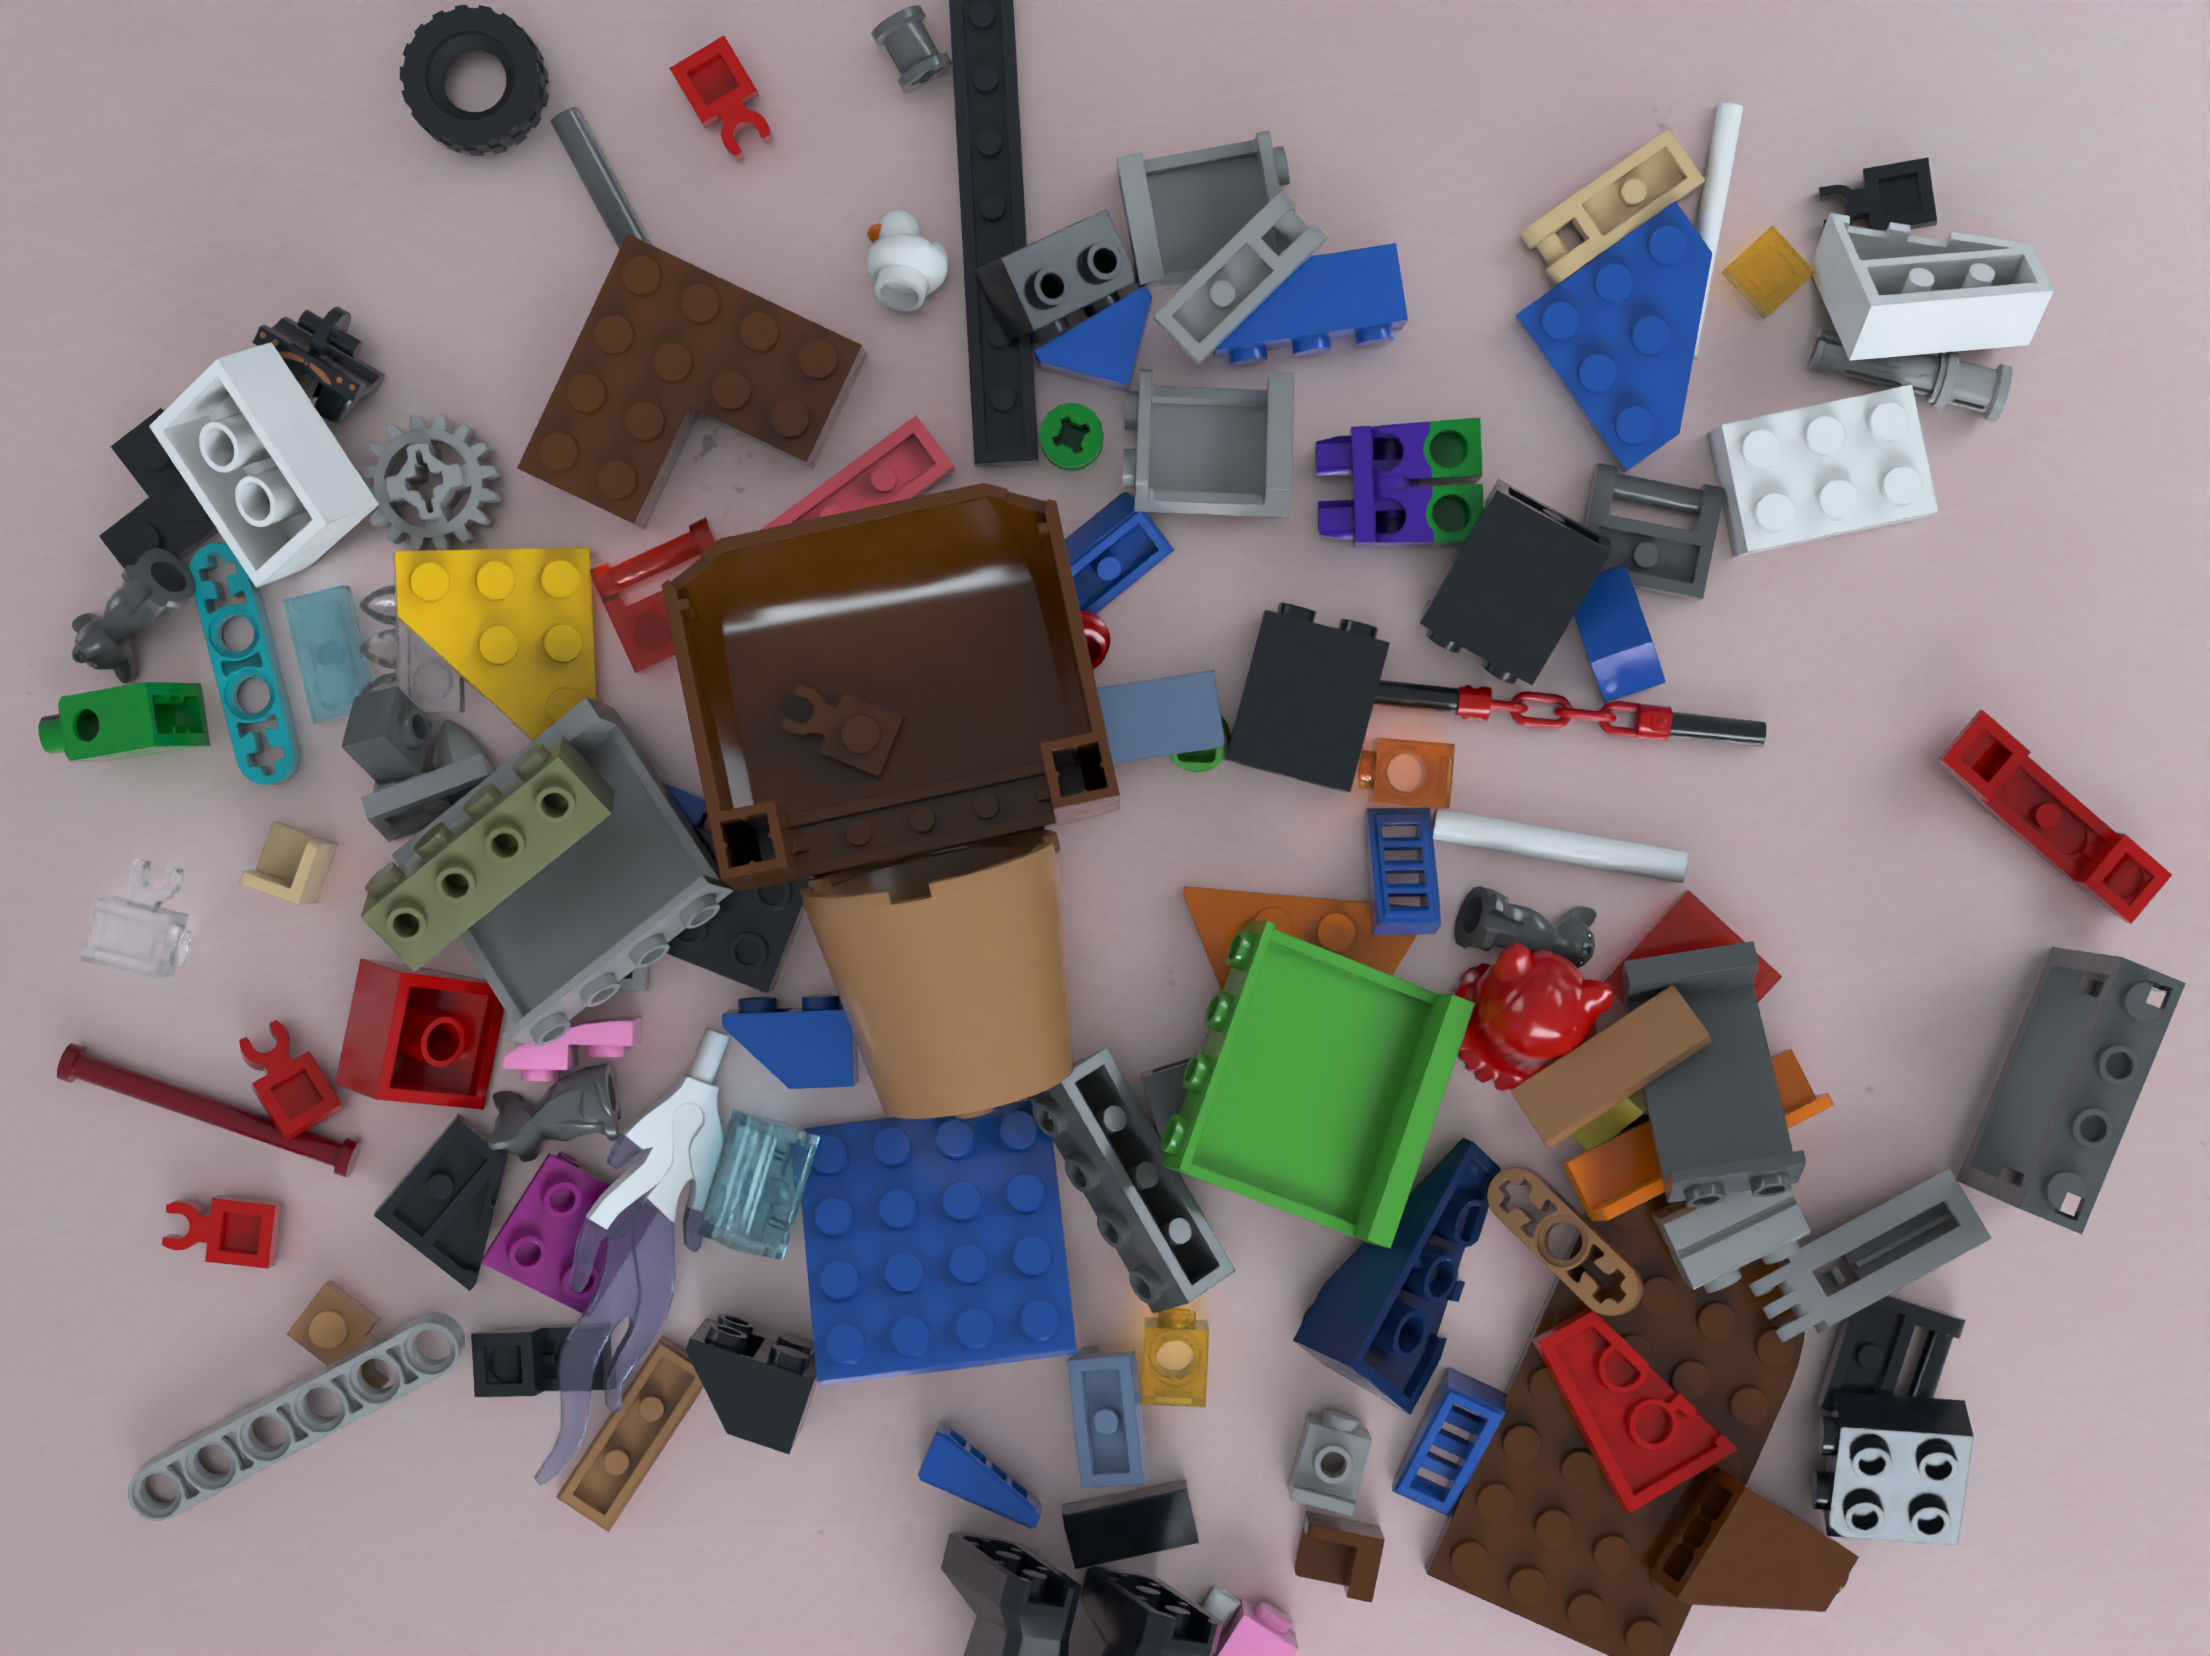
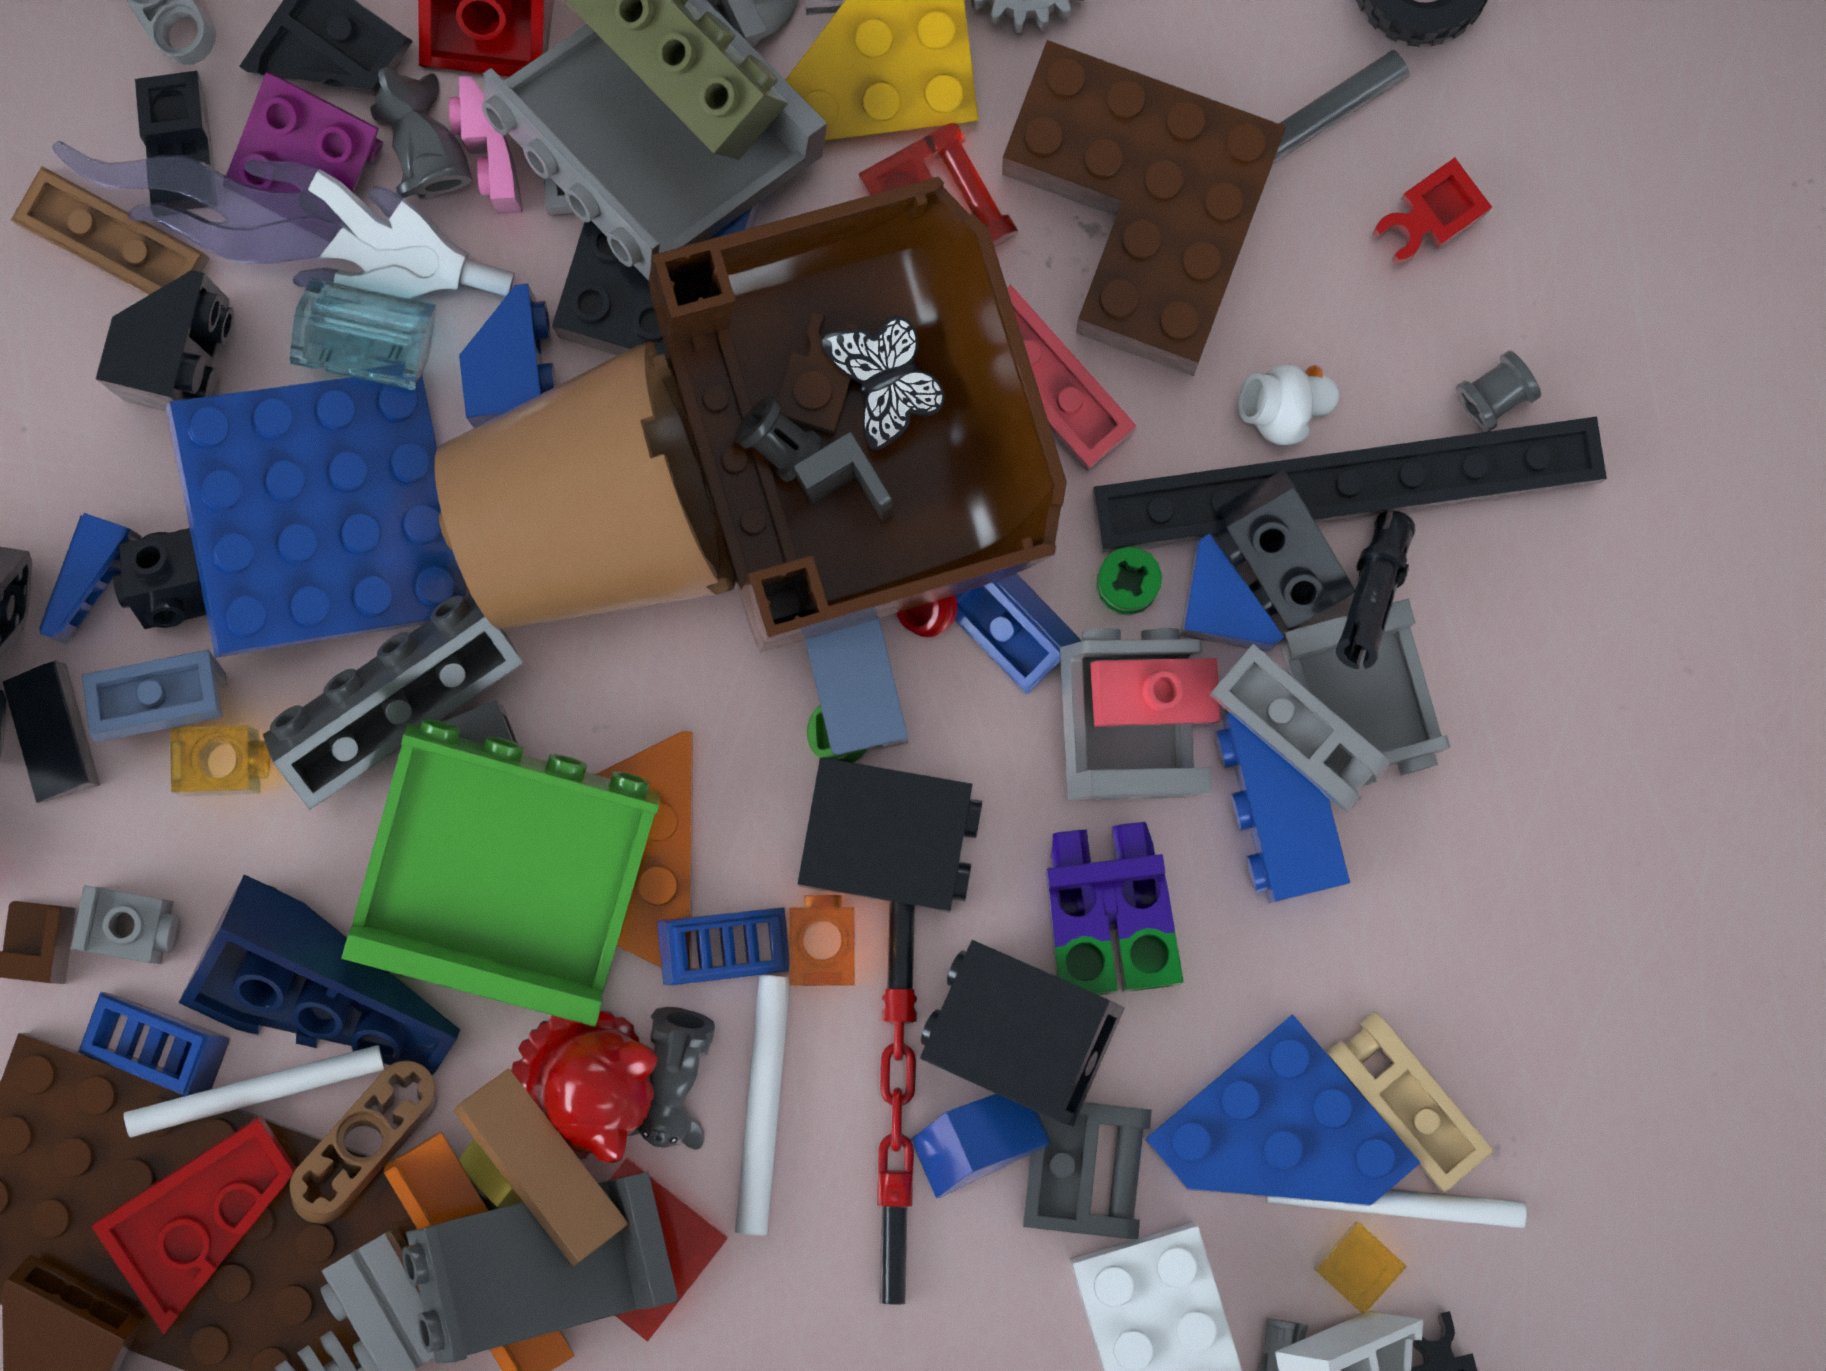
camera: 90 degrees right, 5 degrees down
(854, 658) = (886, 376): none -> animal
(907, 772) = (776, 437): none -> dark grey bush
(941, 712) = (836, 467): none -> dark grey panel
(989, 1404) = (160, 579): none -> black brick
(1086, 182) = (1381, 573): none -> black pin
(1188, 420) = (1154, 692): none -> coral plate
(1506, 1345) = (253, 1091): none -> white bar

